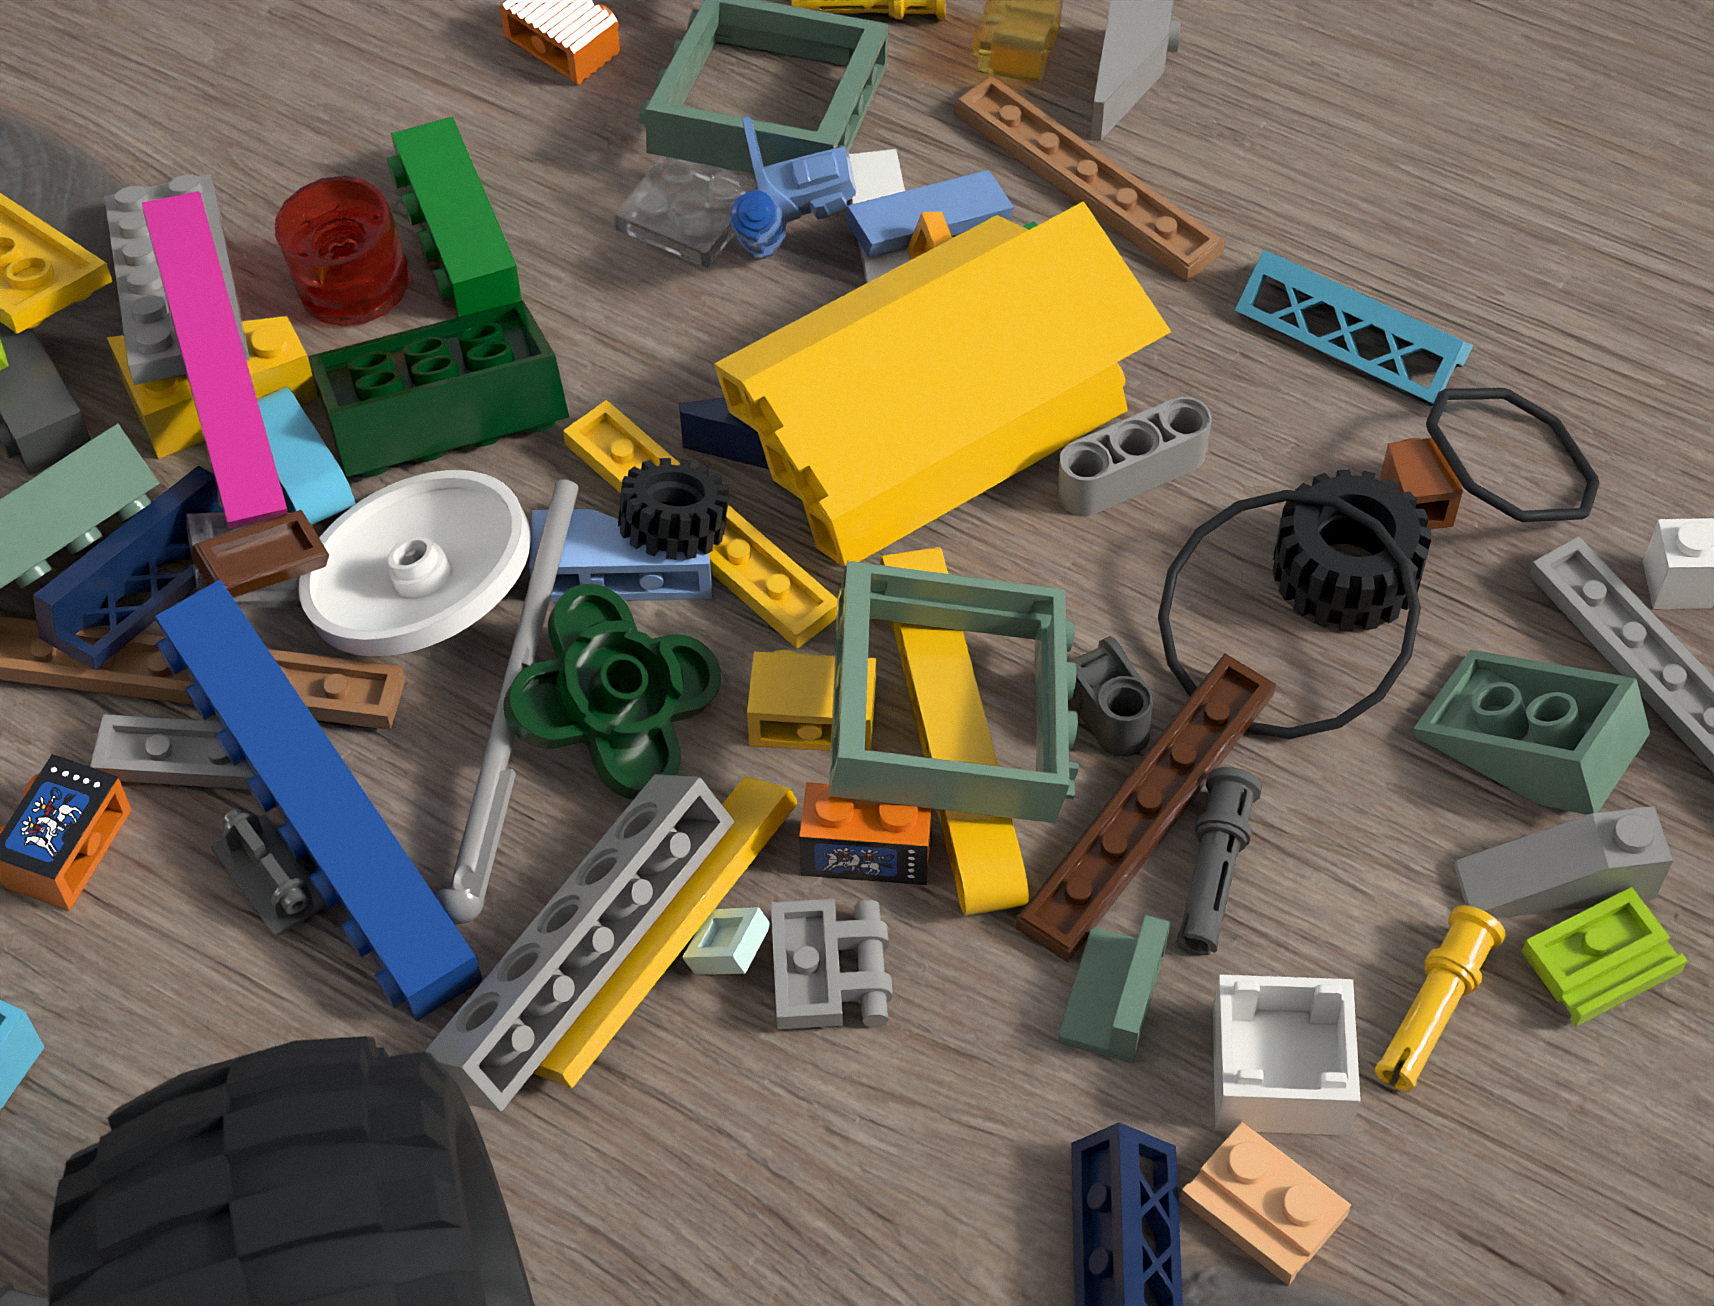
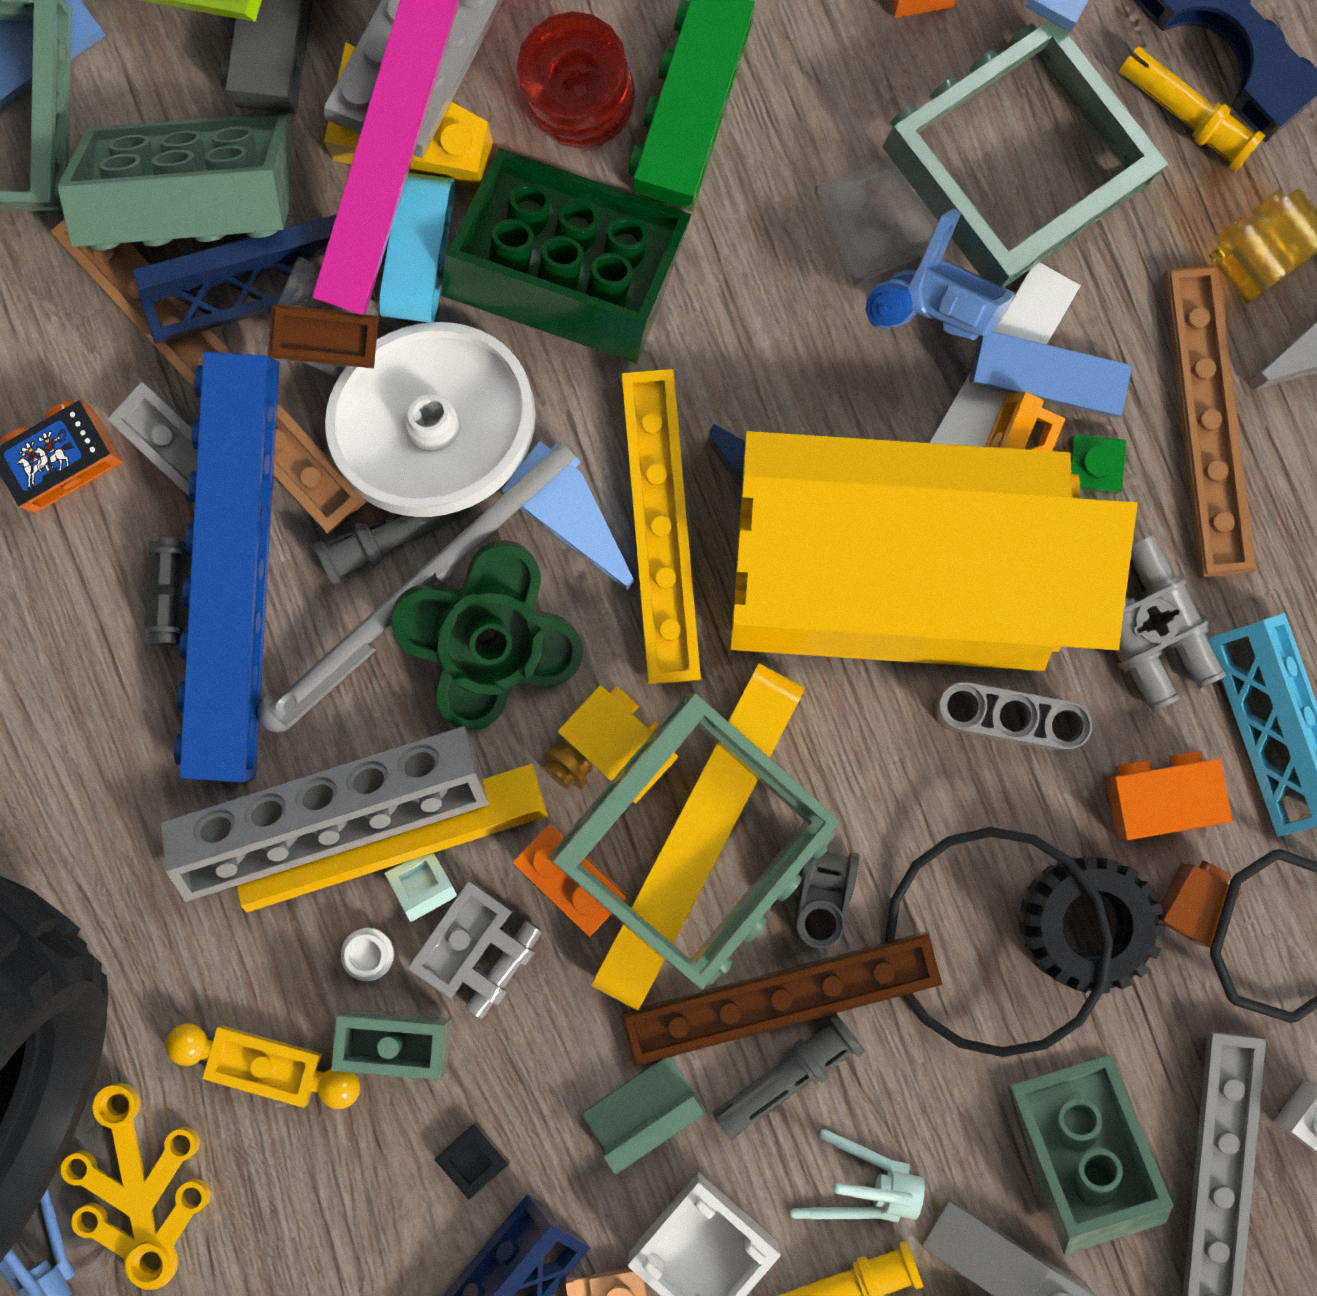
camera: 45 degrees right, 30 degrees up
(437, 702) = (371, 541): none -> dark grey pin
(673, 508) = (650, 501): black tyre -> none
(704, 1218) = (261, 1066): none -> yellow plate
(725, 1045) = (367, 954): none -> white plate
(780, 751) = (567, 766): none -> pearl gold plate
(820, 1085) = (391, 1044): none -> sand green brick
(990, 1156) = (472, 1160): none -> black tile
(1195, 315) = (1180, 630): none -> light grey pin
(1318, 425) = (1169, 797): none -> orange brick
(1399, 881) = (894, 1194): none -> light aqua plant

